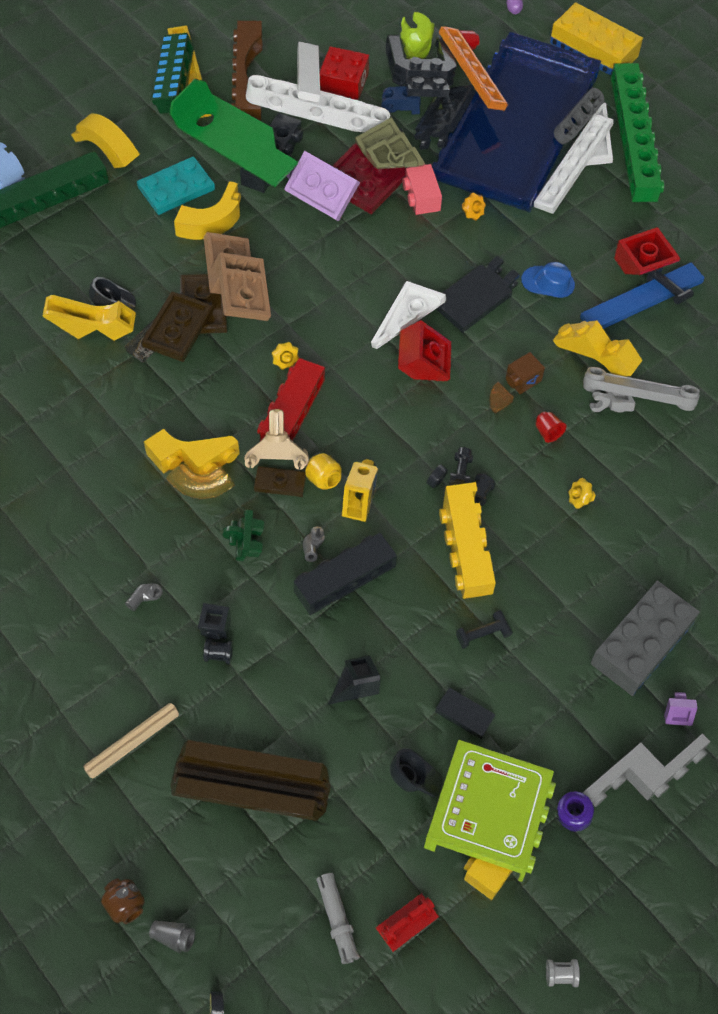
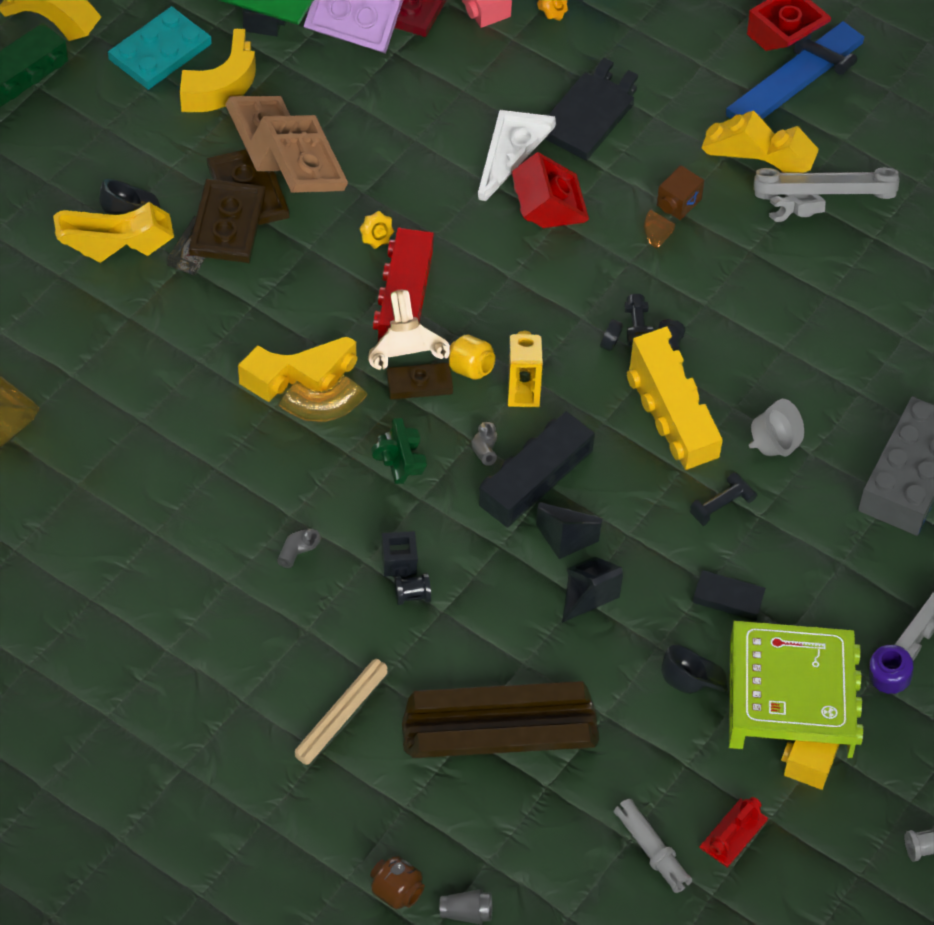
camera: 15 degrees left, 5 degrees down
(353, 629) = (567, 529): none -> black slope
(544, 583) = (777, 429): none -> light grey piece
(549, 280) = (676, 75): blue piece -> none
(550, 426) = (730, 249): red hat -> none
(581, 493) = (790, 319): yellow piece -> none

